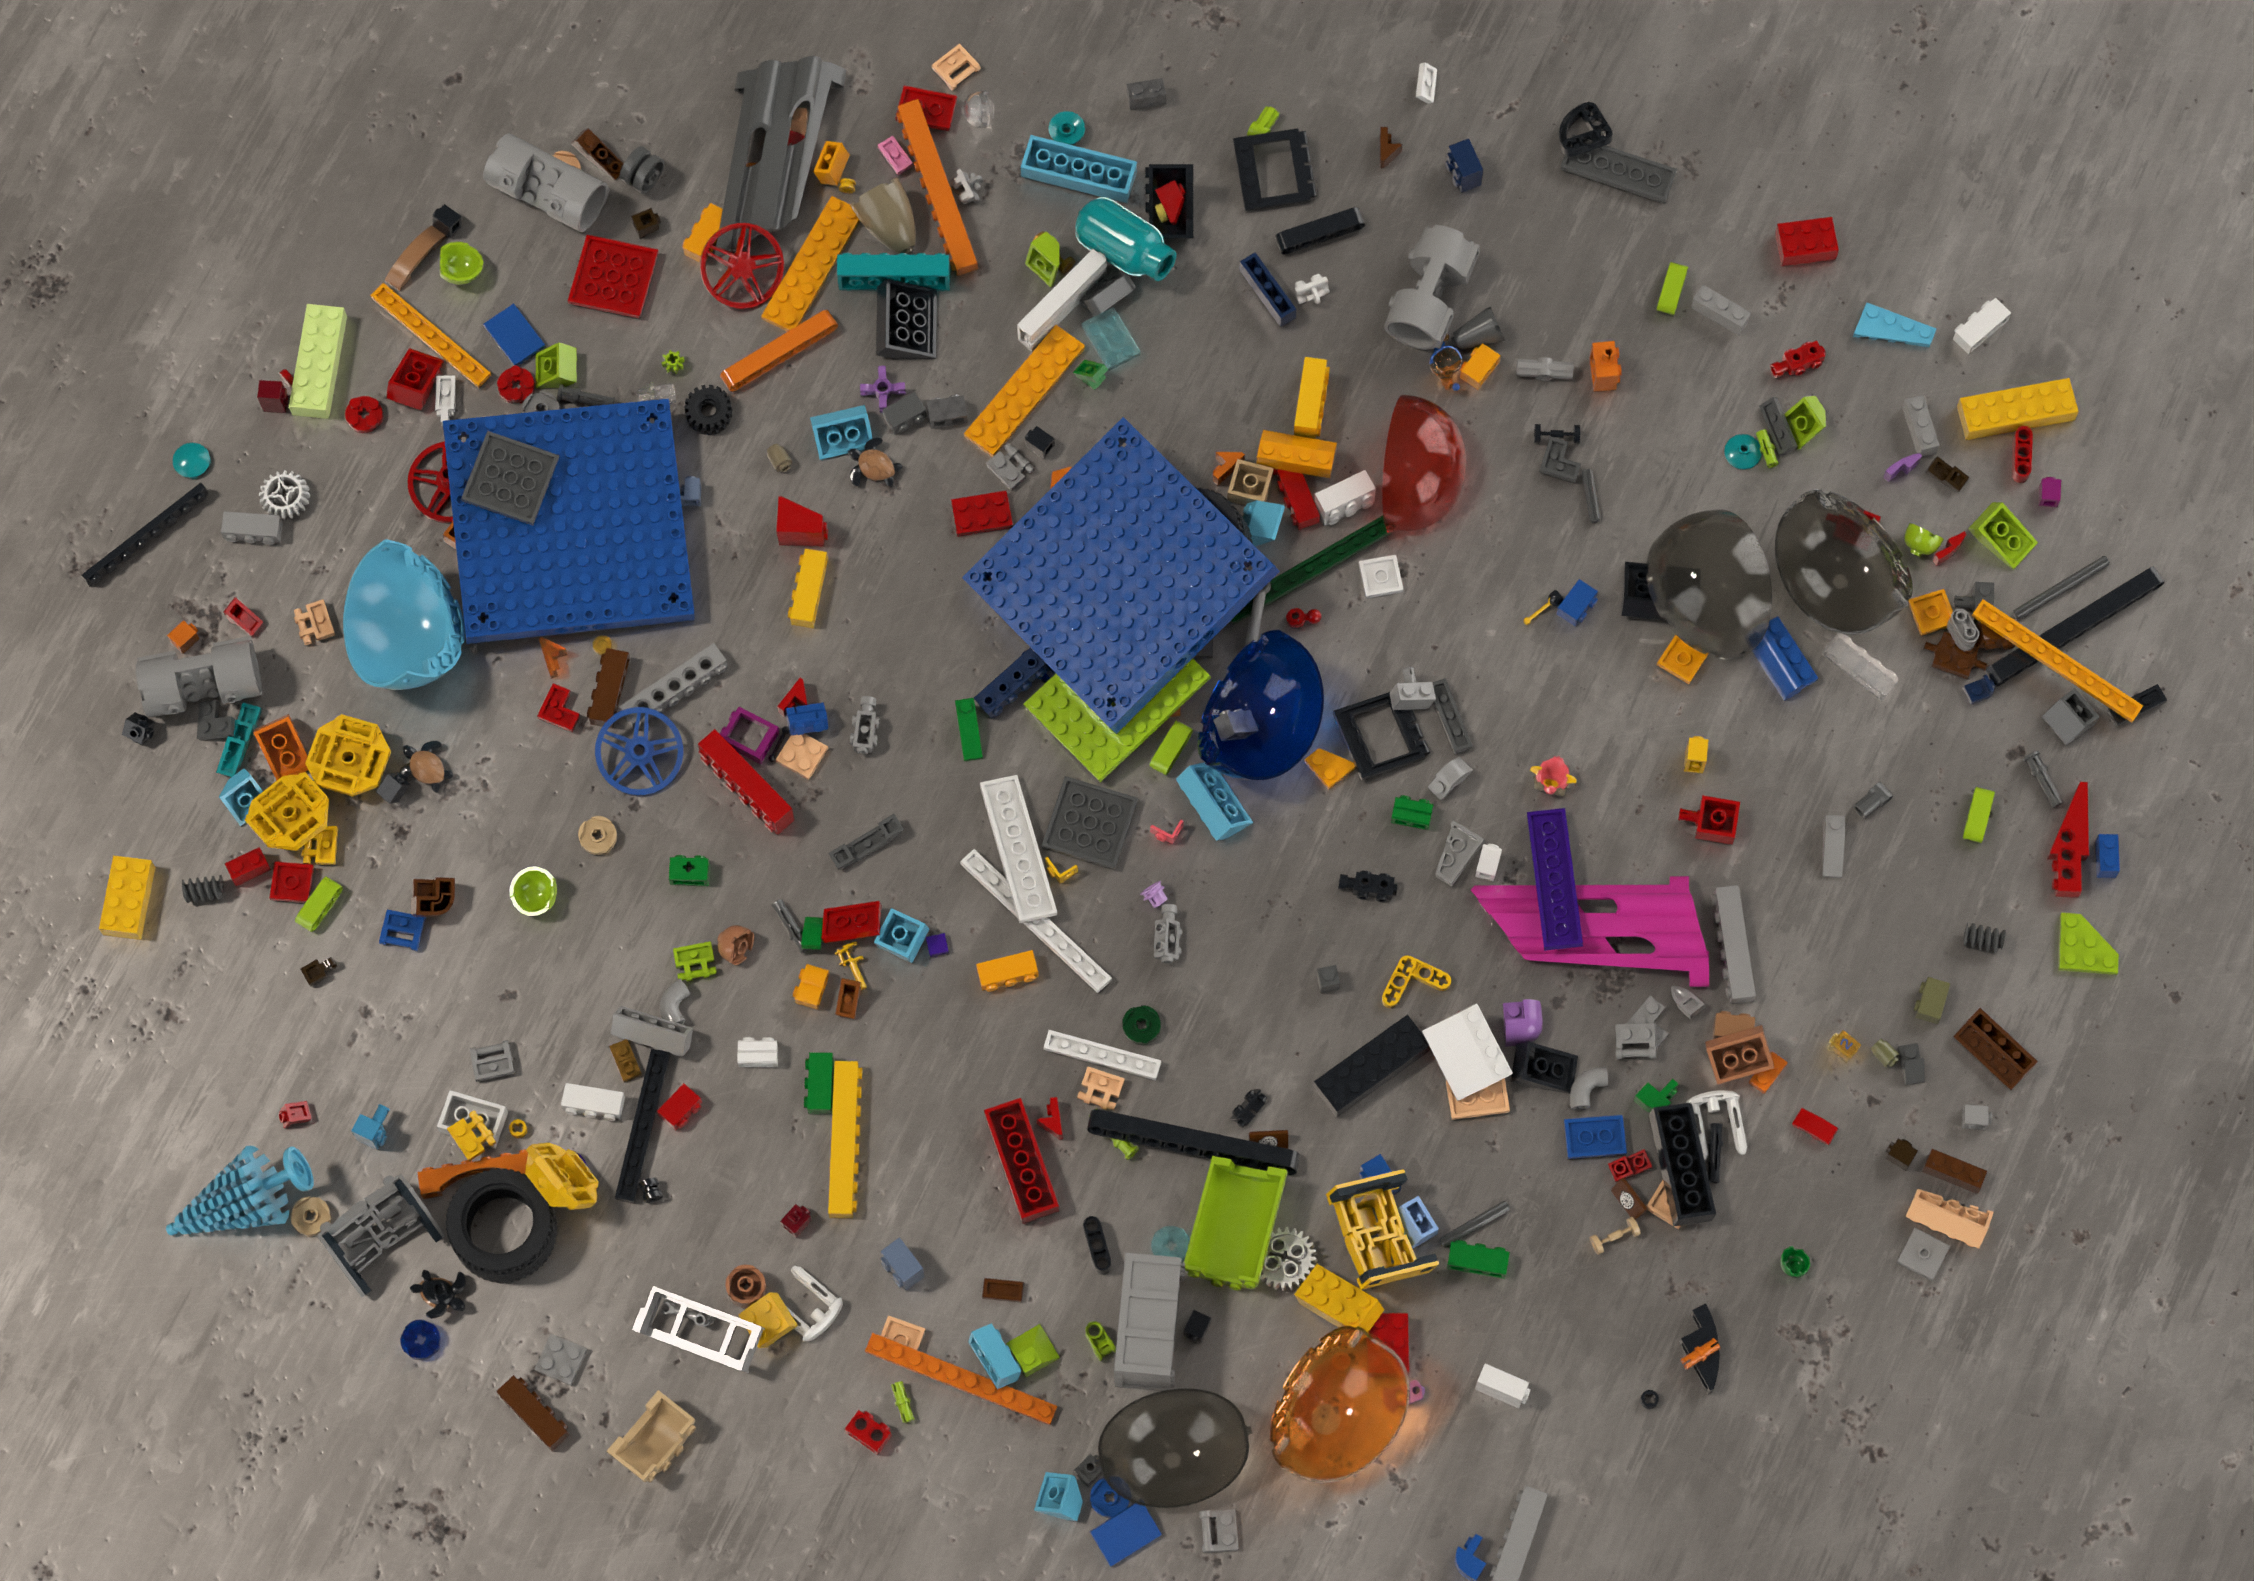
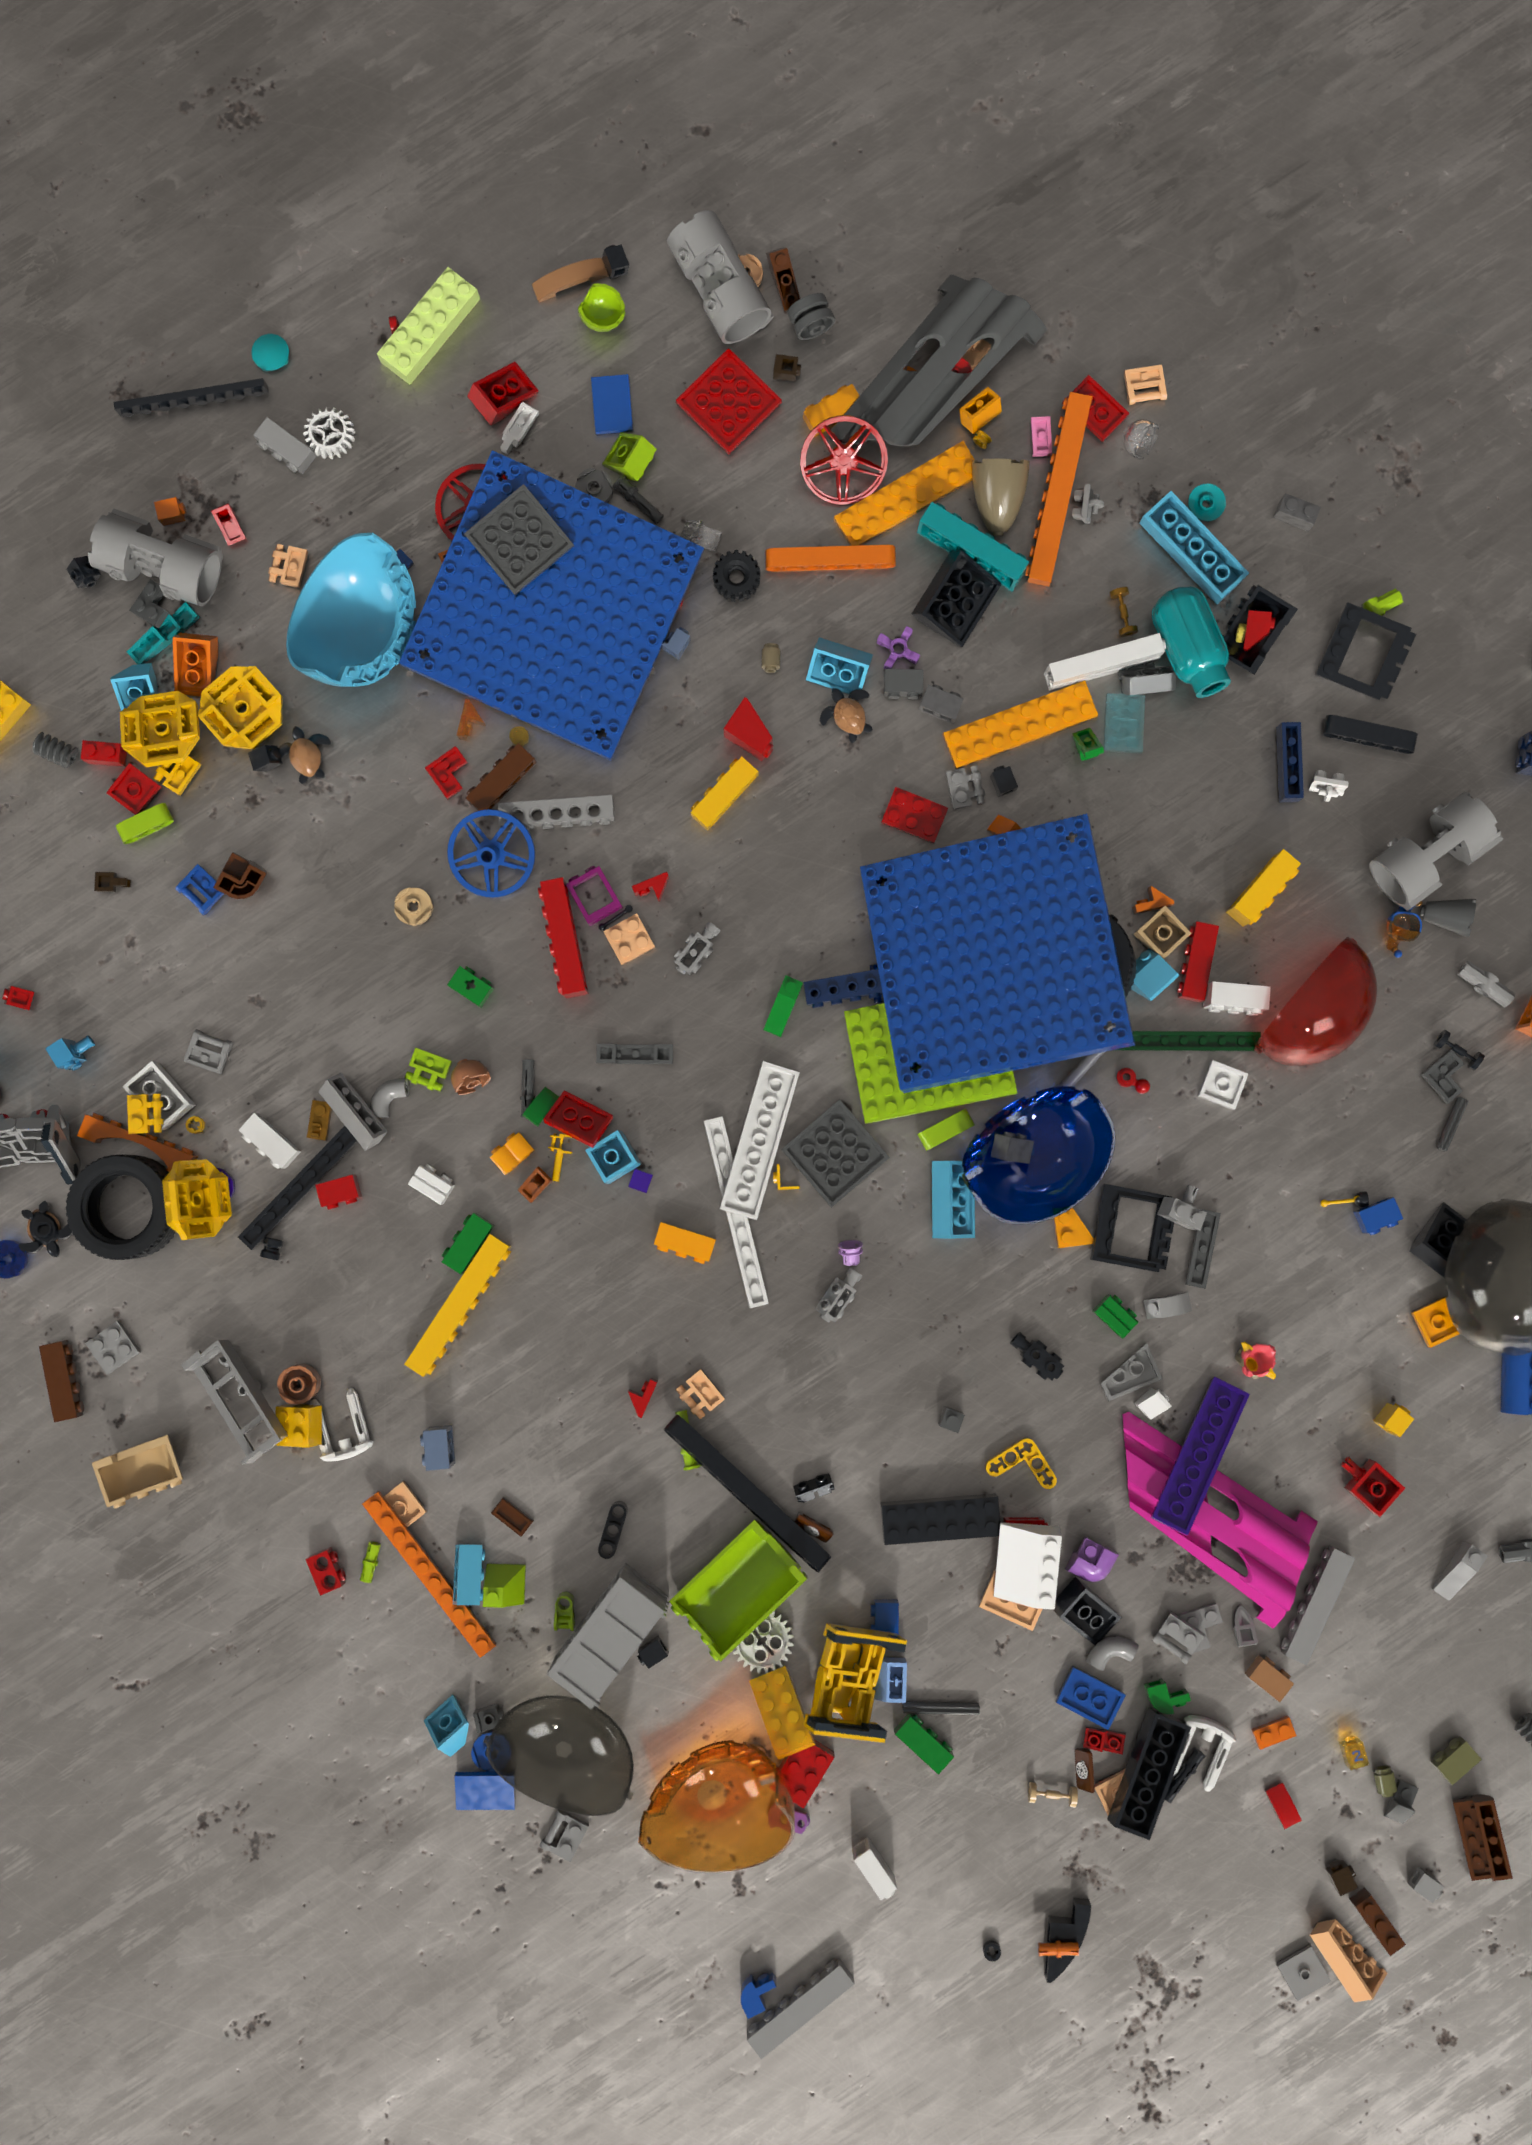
camera: 30 degrees right, 15 degrees up
(273, 396) = (368, 335): dark red brick -> none
(361, 404) = (442, 409): red plate -> none
(431, 335) = (539, 360): light orange plate -> none
(506, 381) = (583, 441): red plate -> none
(533, 891) = (326, 926): lime cylinder -> none
(672, 356) = (735, 517): lime gear -> none
(796, 1220) = (376, 1350): dark red brick -> none
(807, 719) = (650, 912): blue brick -> none
(1021, 1160) = (593, 1418): red brick -> none
(1044, 257) = (1112, 613): lime slope -> none
(1102, 1055) = (719, 1365): white plate -> none
(1140, 1014) = (764, 1369): dark green plate -> none
(1164, 836) = (890, 1205): coral bracket -> none
(1173, 1234) = (665, 1572): clear light blue plate -> none
(1296, 453) = (1220, 932): light orange slope -> none
(1388, 151) = (1476, 695): reddish brown slope -> none
(1480, 366) = (1432, 946): light orange brick -> none
(1739, 1054) = (1259, 1711): nougat brick -> none
(1794, 1262) = (1189, 1914): green hair -> none

